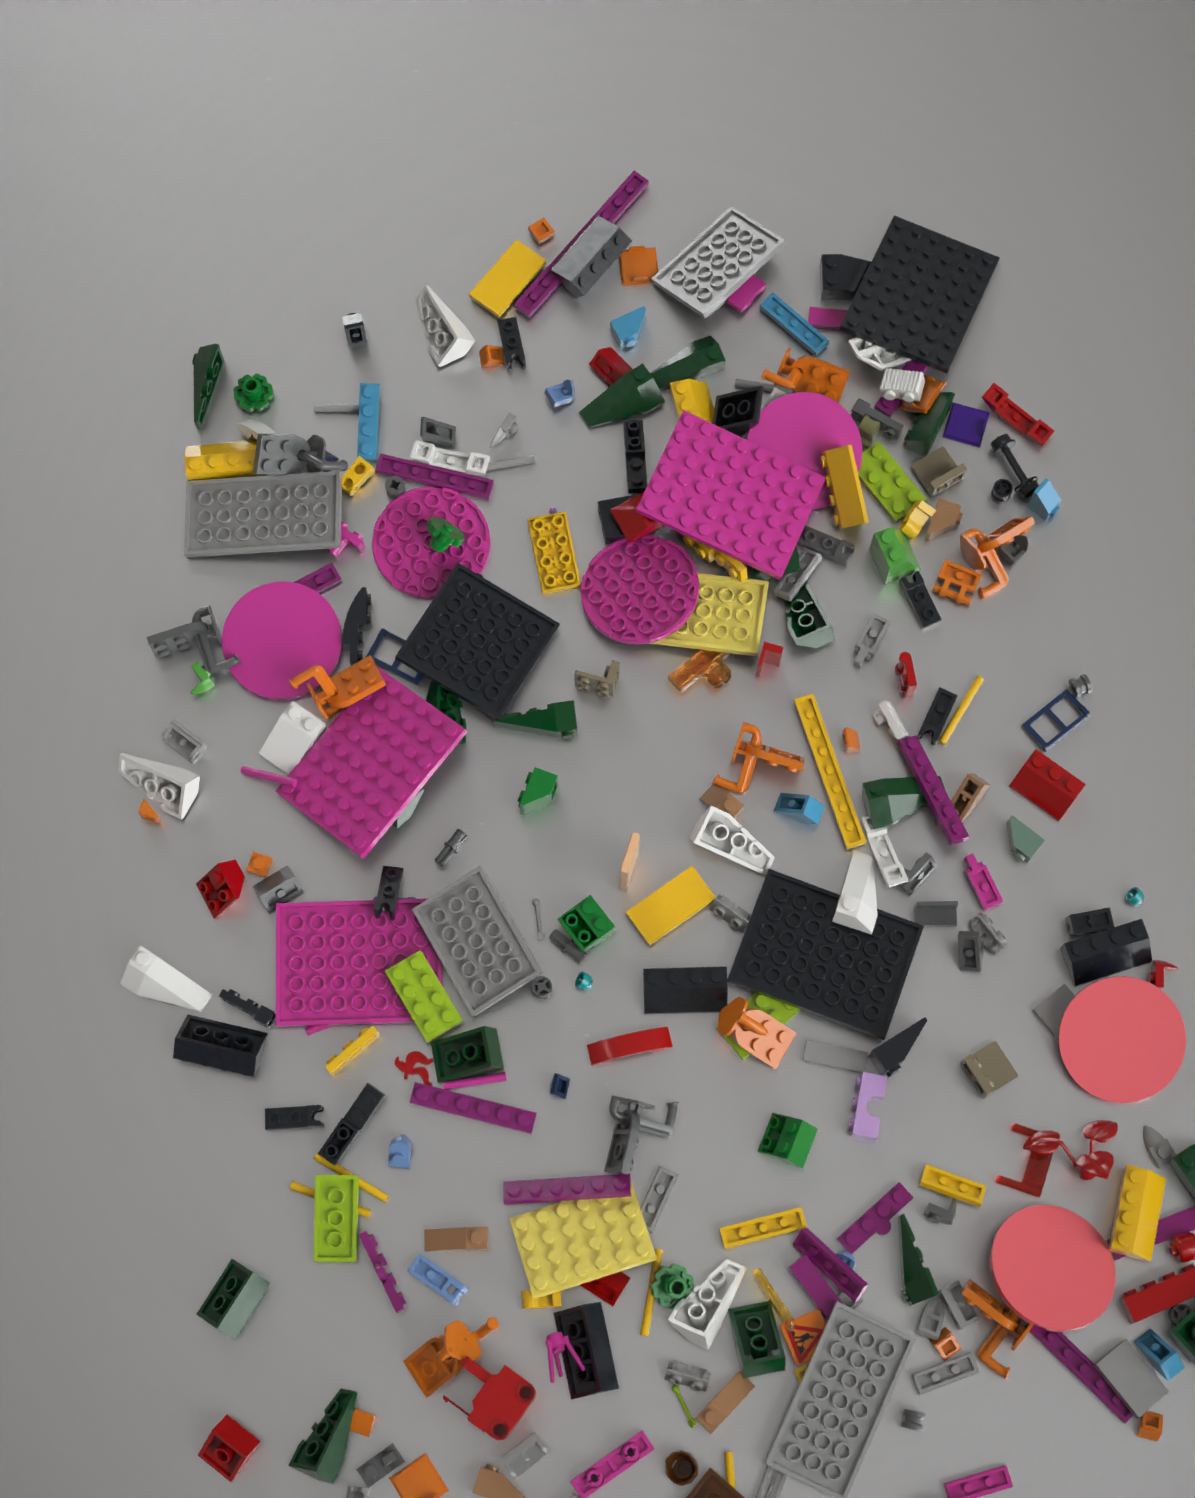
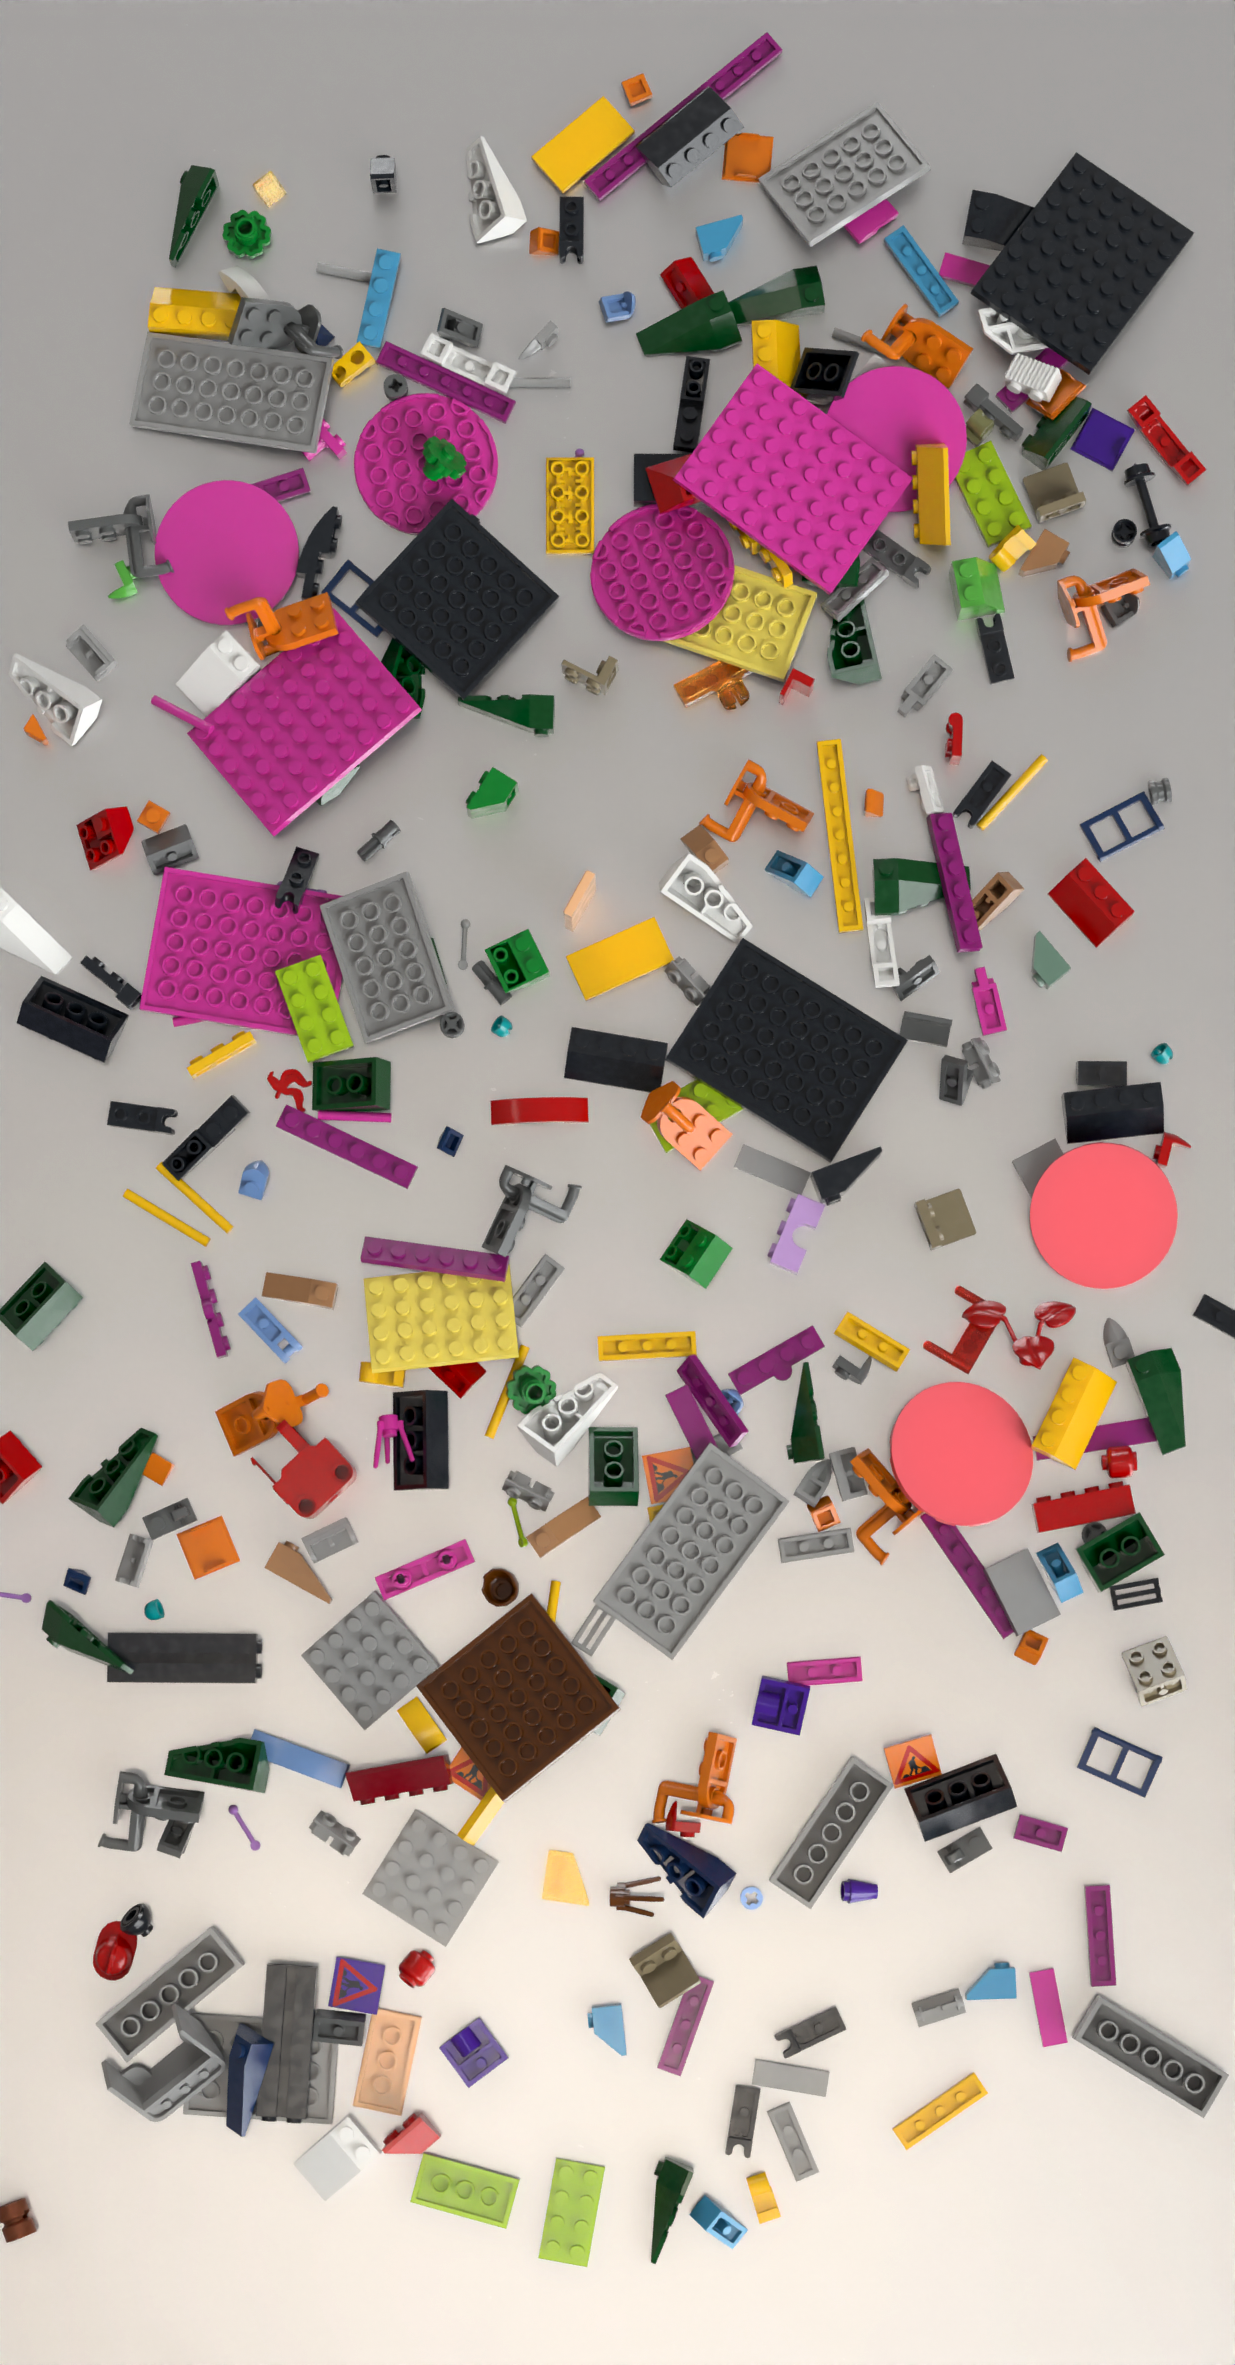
camera: 15 degrees right, 10 degrees up
(264, 356) = (269, 189): none -> clear yellow slope
(336, 1218) = (169, 1240): lime plate -> none
(774, 1299) = (641, 1426): clear yellow tile -> none
(858, 895) = (838, 992): white wedge -> none
(913, 1420) = (767, 1588): dark grey wheel -> none
(959, 577) = (1047, 629): orange plate -> none

